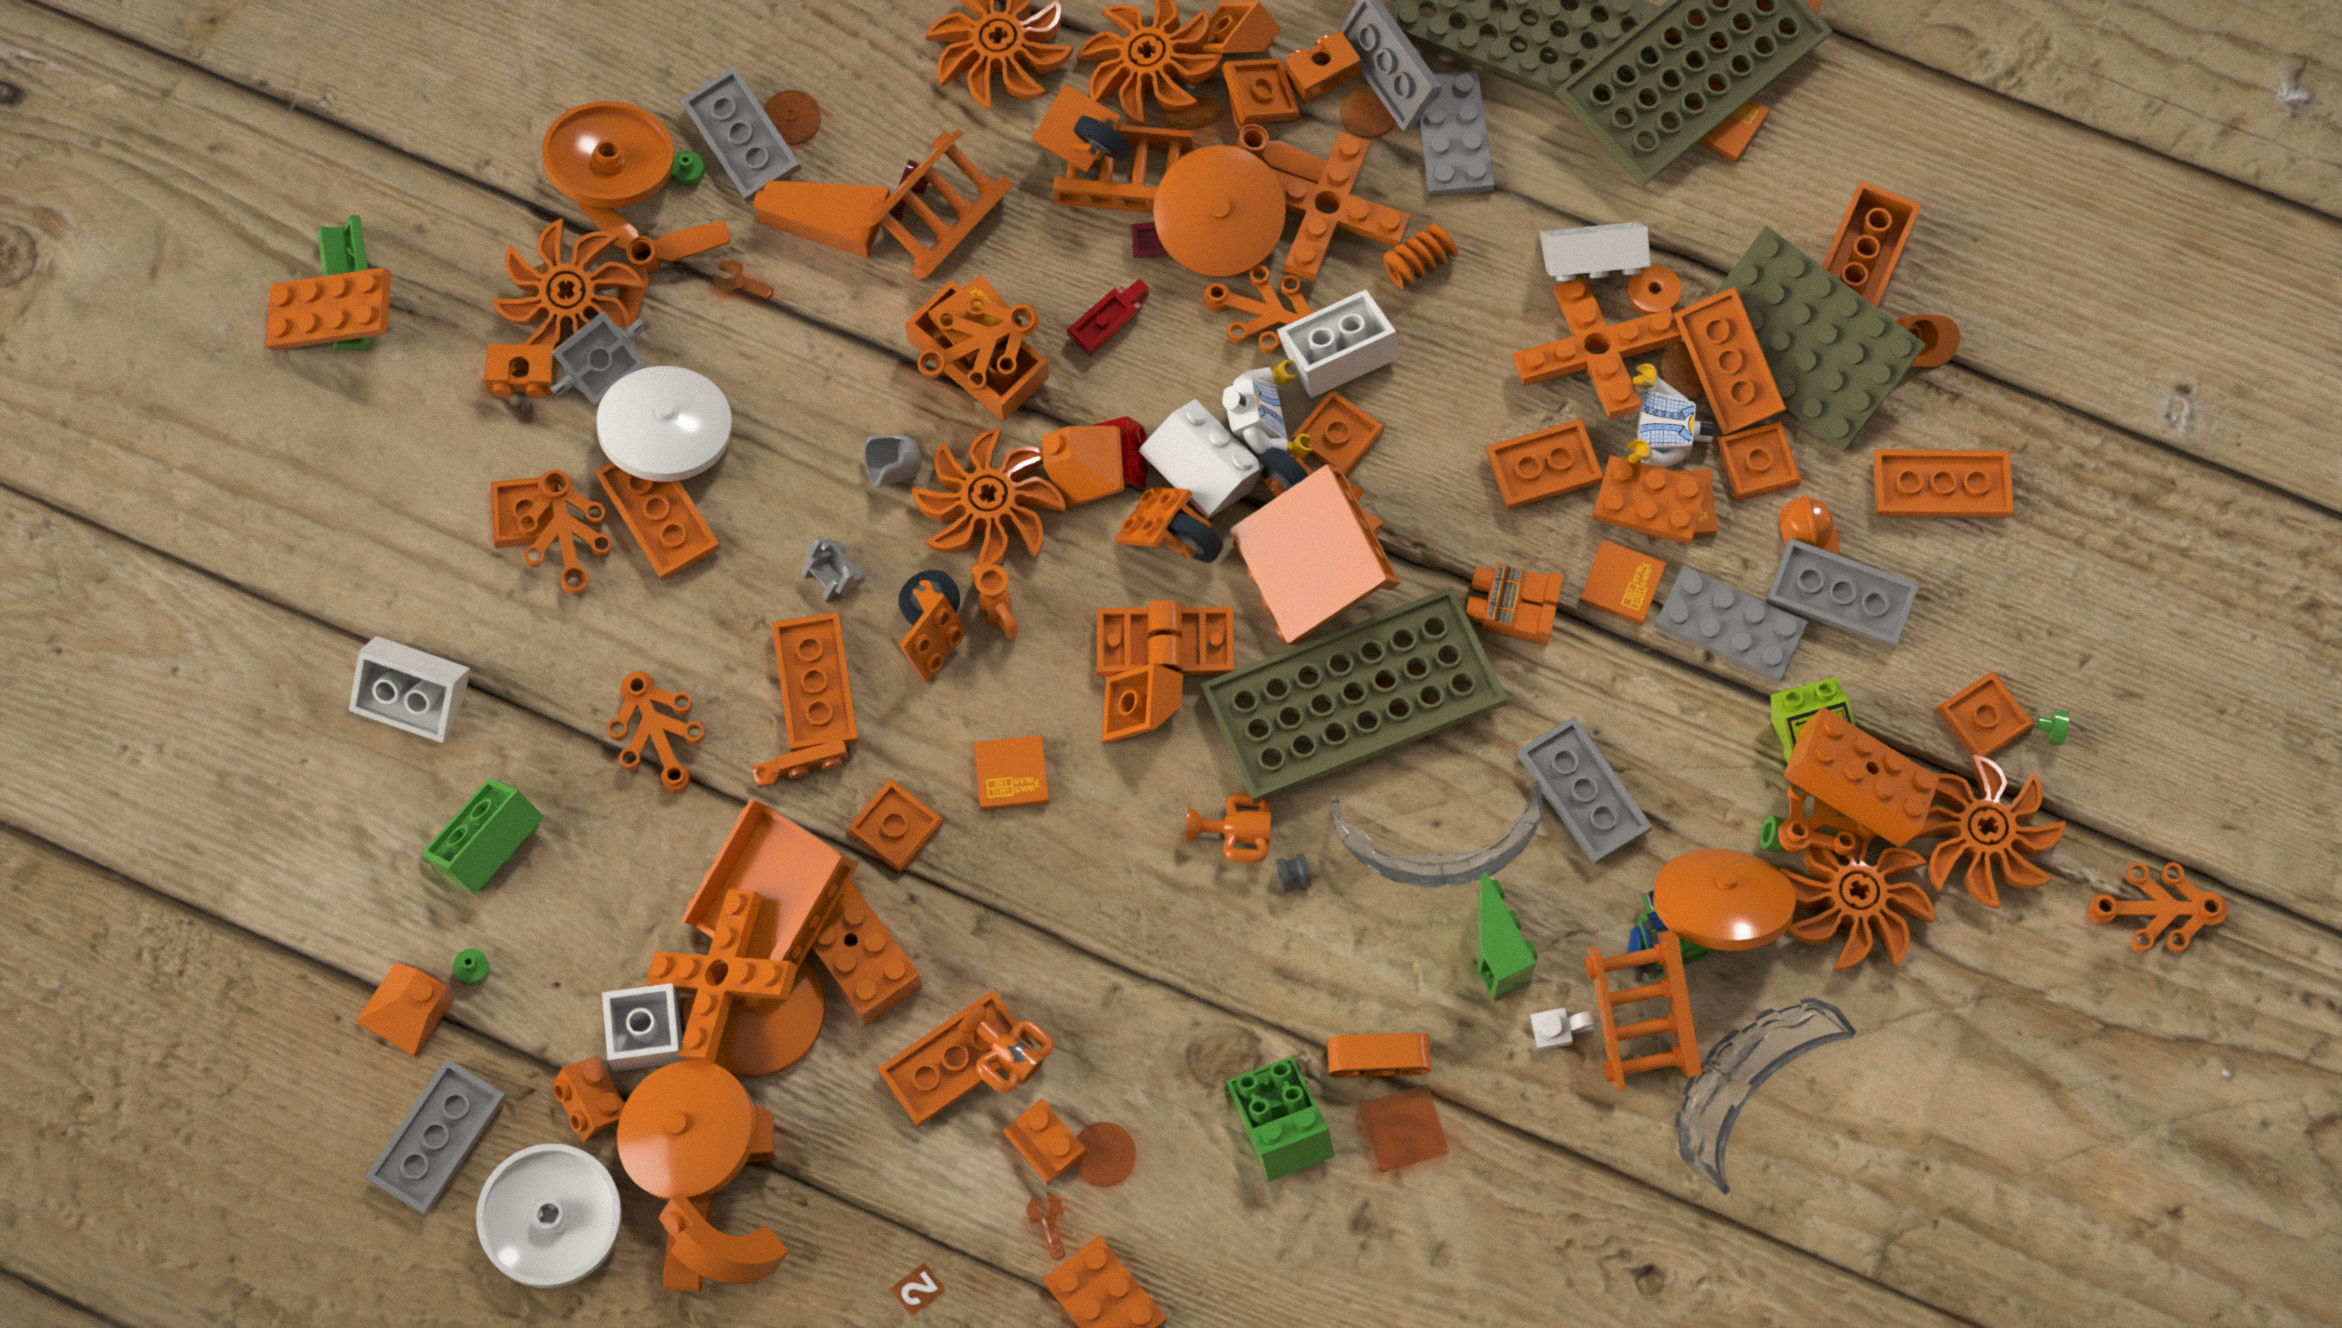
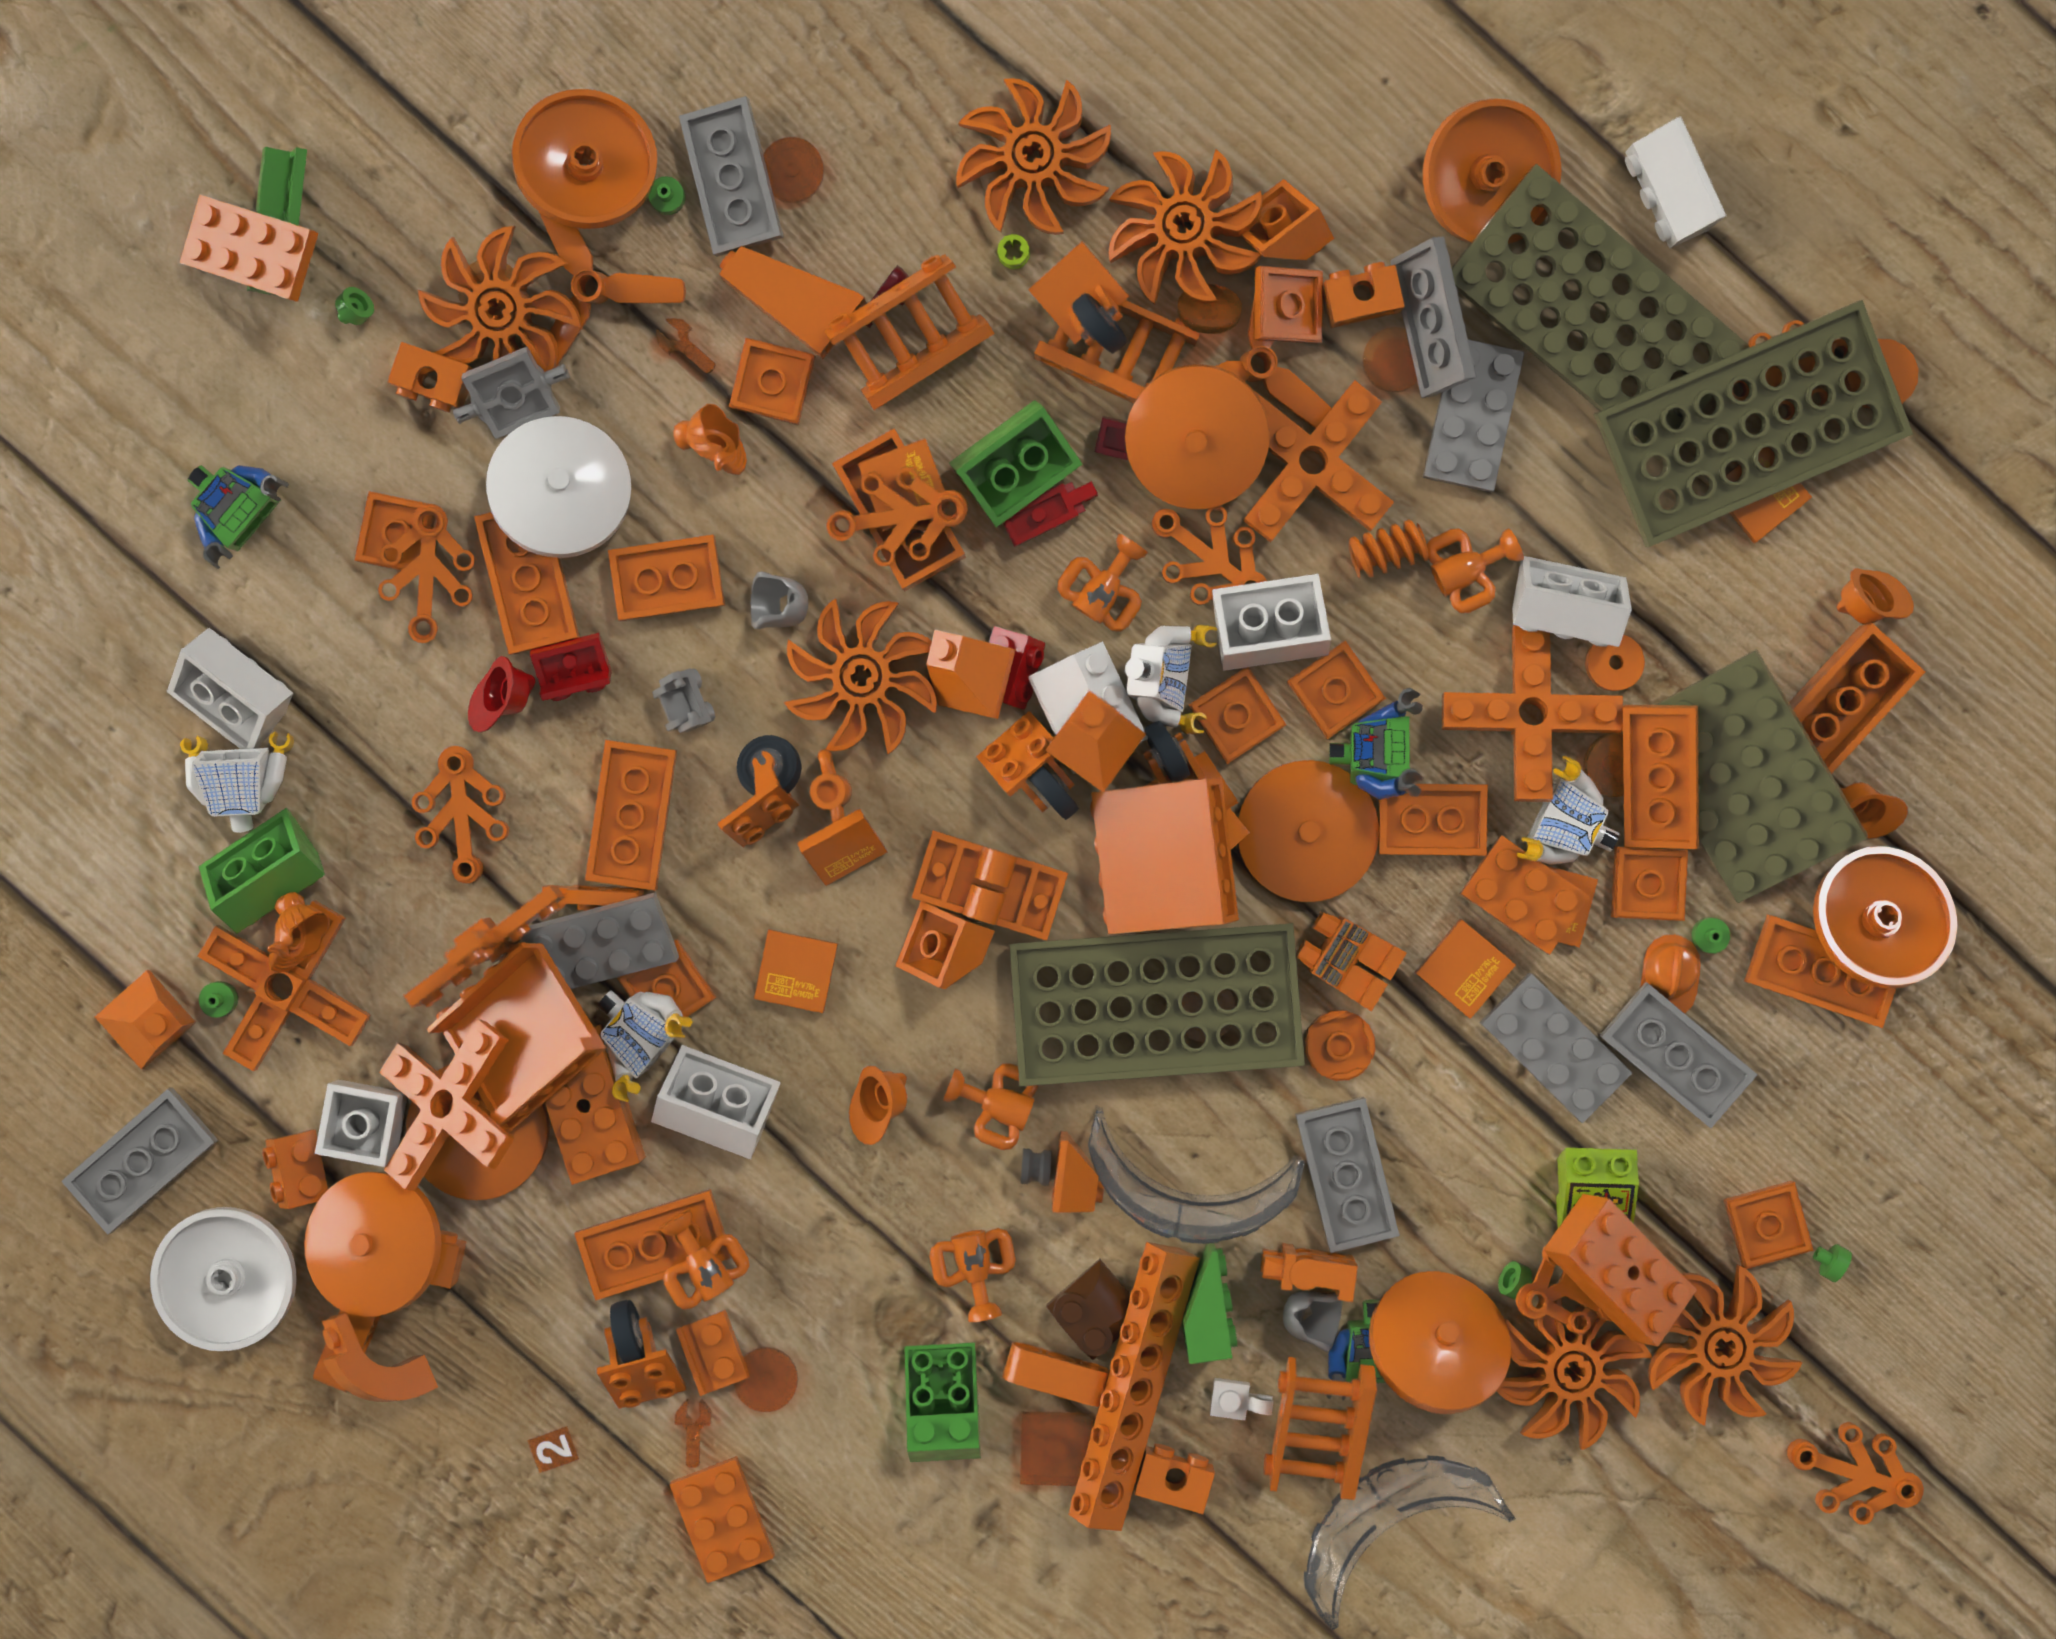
camera: 15 degrees right, 20 degrees up
(371, 526) = (231, 506): none -> torso
(434, 335) = (354, 306): none -> bright green tile
(437, 759) = (236, 780): none -> white torso
(524, 956) = (268, 1010): none -> orange piece
(534, 868) = (296, 932): none -> orange hair
(662, 612) = (499, 694): none -> red piece
(716, 805) = (483, 943): none -> orange piece
(720, 570) = (571, 667): none -> red bracket
(784, 472) = (666, 577): none -> orange plate
(789, 344) = (713, 438): none -> orange hair
(828, 287) = (772, 381): none -> orange tile
(832, 787) = (607, 940): none -> light grey plate
(886, 861) = (638, 1035): none -> torso
(973, 910) = (715, 1102): none -> white slope
(983, 1176) = (645, 1371): none -> orange plate
(1011, 132) = (1024, 250): none -> lime bush
(1019, 643) = (842, 847): none -> orange tile
(1069, 281) = (1015, 463): none -> bright green slope
(1124, 858) = (875, 1102): none -> orange piece
(1180, 362) = (1104, 586): none -> orange piece
(1217, 469) = (1095, 741): none -> orange slope
(1266, 979) = (974, 1265): none -> orange piece
(1332, 866) = (1075, 1180): none -> orange slope
(1395, 988) = (1092, 1309): none -> reddish brown slope
(1417, 387) = (1336, 690): none -> orange tile
(1437, 510) = (1308, 831): none -> orange dish
(1455, 1040) = (1133, 1387): none -> orange brick
(1475, 414) = (1381, 750): none -> torso
(1492, 252) = (1468, 566): none -> orange piece
(1508, 1126) = (1189, 1492): none -> orange brick
(1535, 683) = (1339, 1045): none -> orange tile
(1581, 876) = (1310, 1269): none -> orange hips
(1607, 915) = (1321, 1325): none -> light grey hair
(1830, 487) = (1703, 935): none -> bright green tile
(1849, 167) = (1874, 596): none -> orange piece
(1974, 417) = (1885, 917): none -> orange dish

